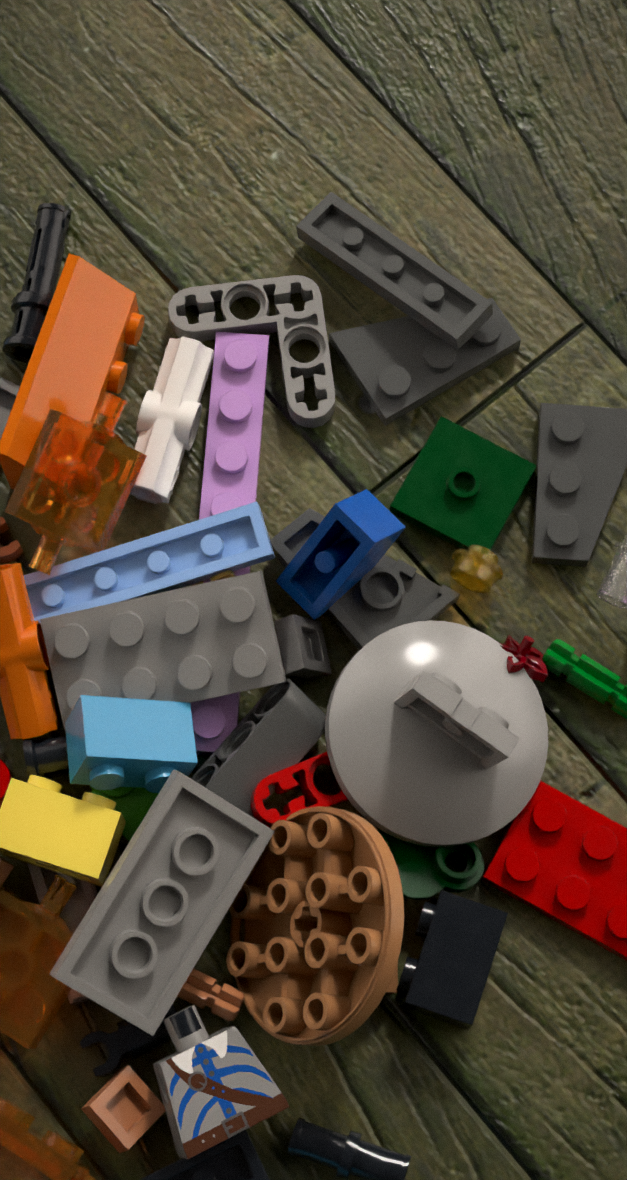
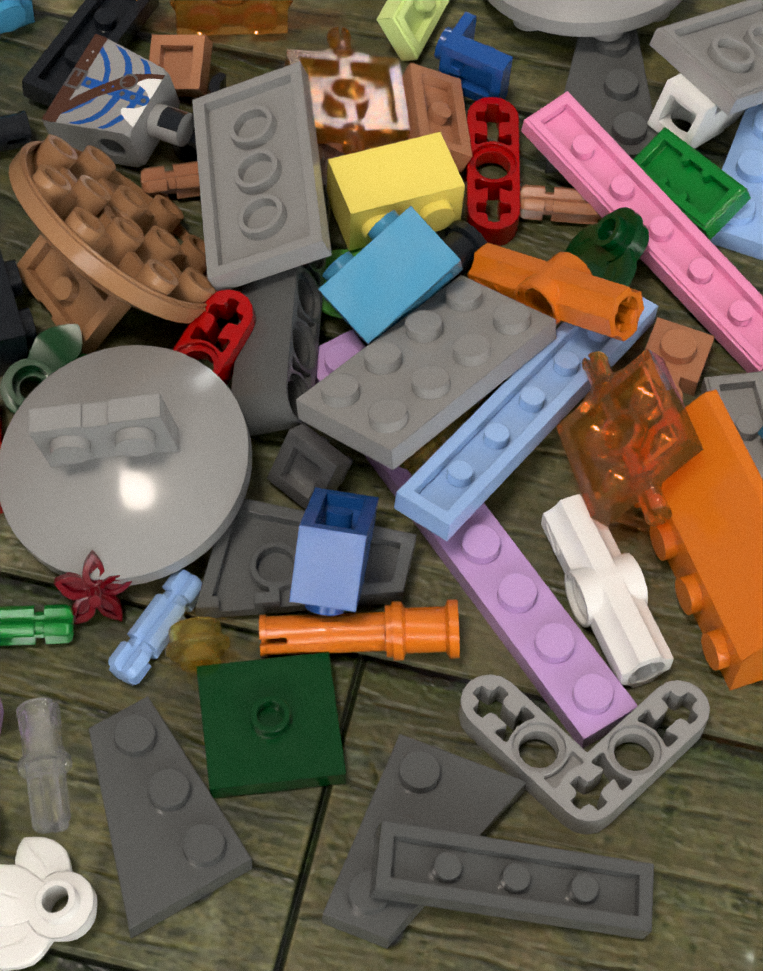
camera: 140 degrees right, 15 degrees down
(335, 484) = (395, 631): none -> orange pin
(496, 605) = (150, 631): none -> light blue axle

